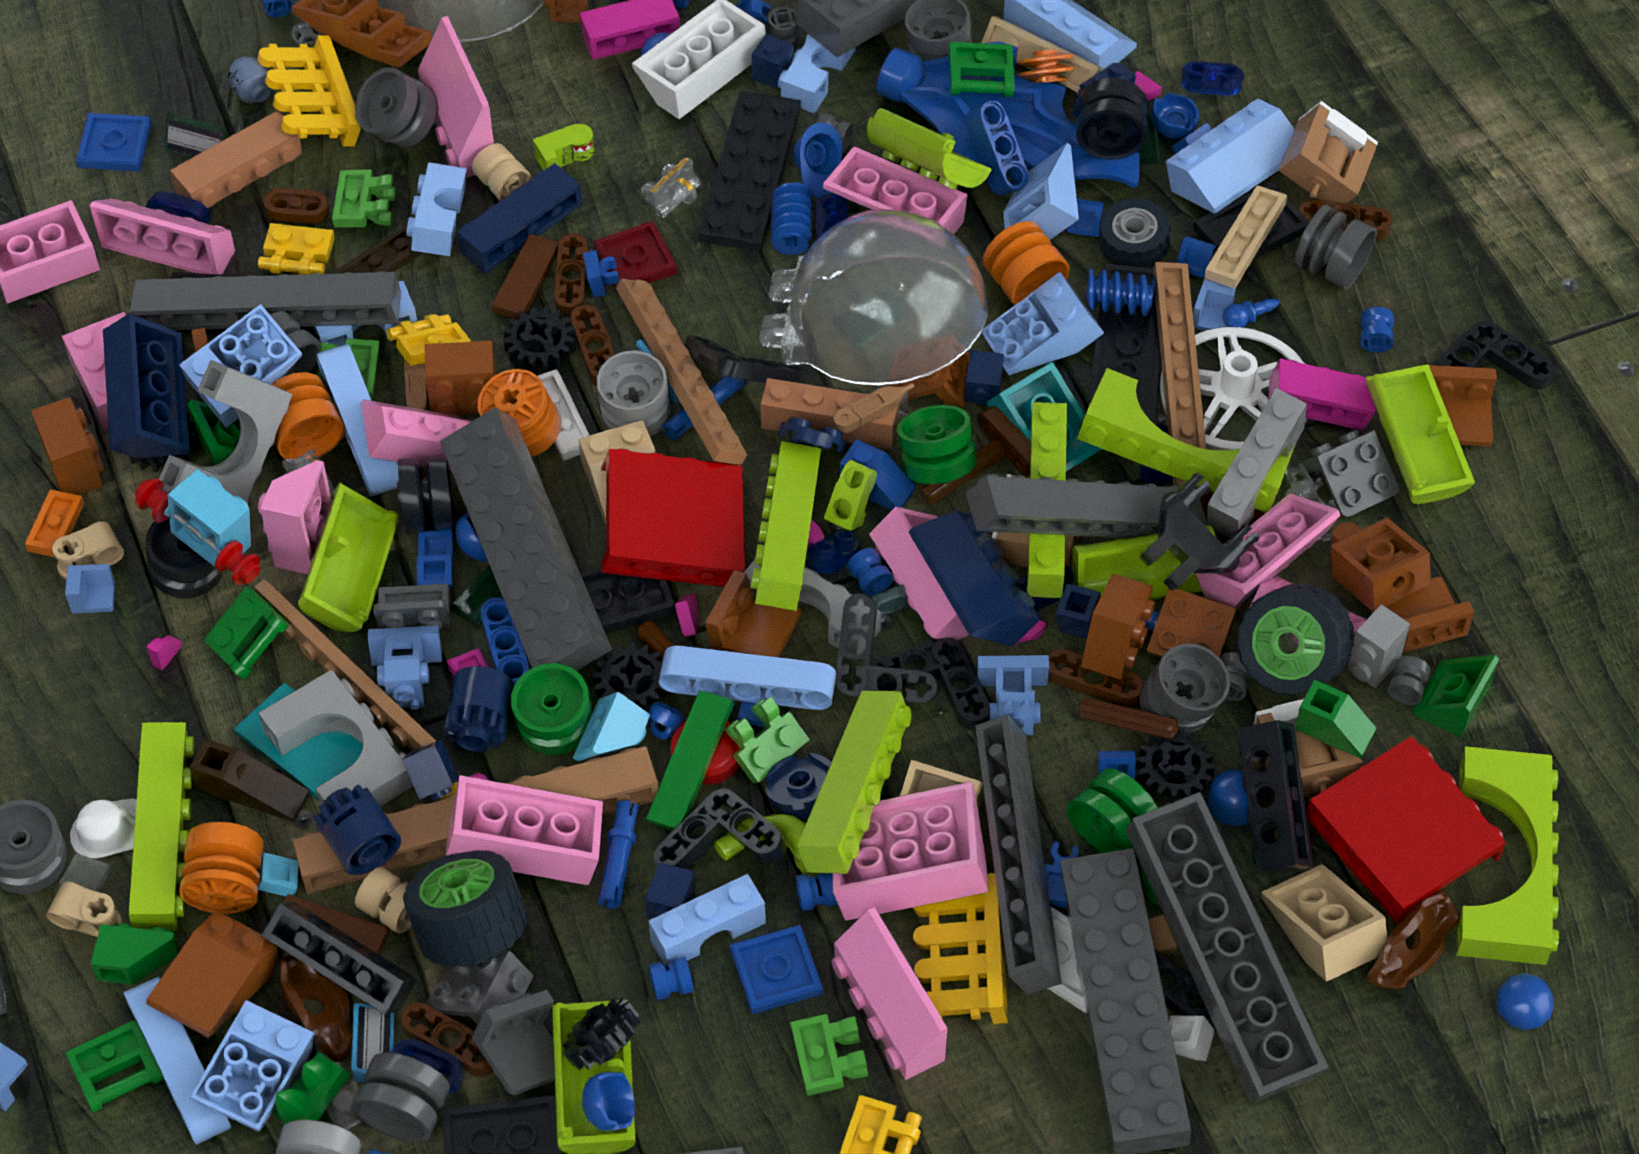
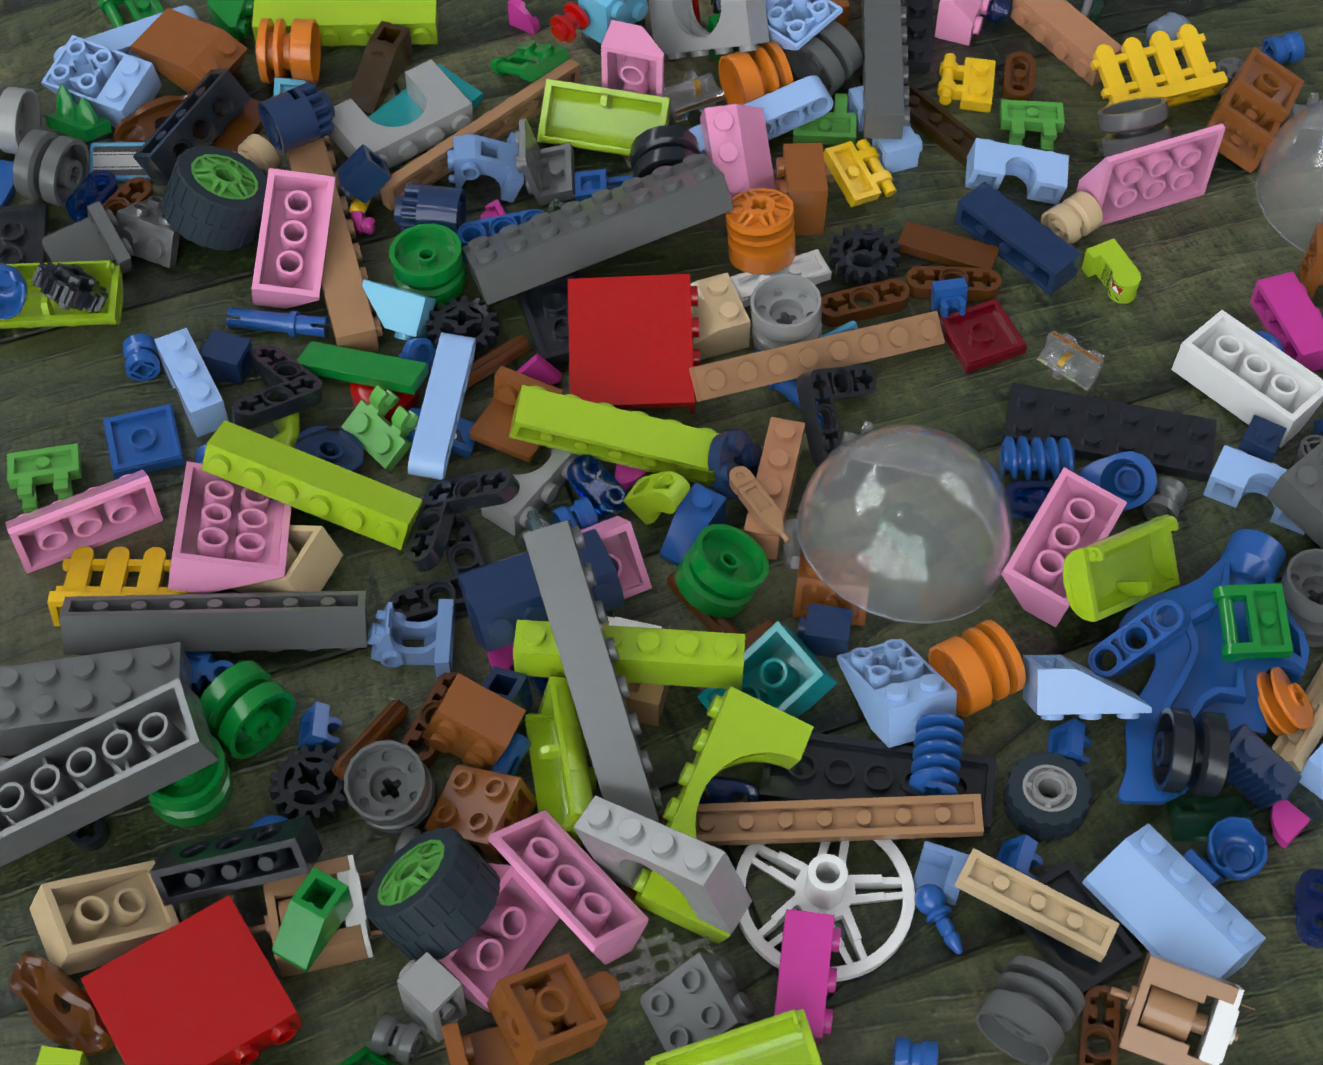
camera: 90 degrees right, 0 degrees up
(1191, 540) = (553, 781): black connector -> none

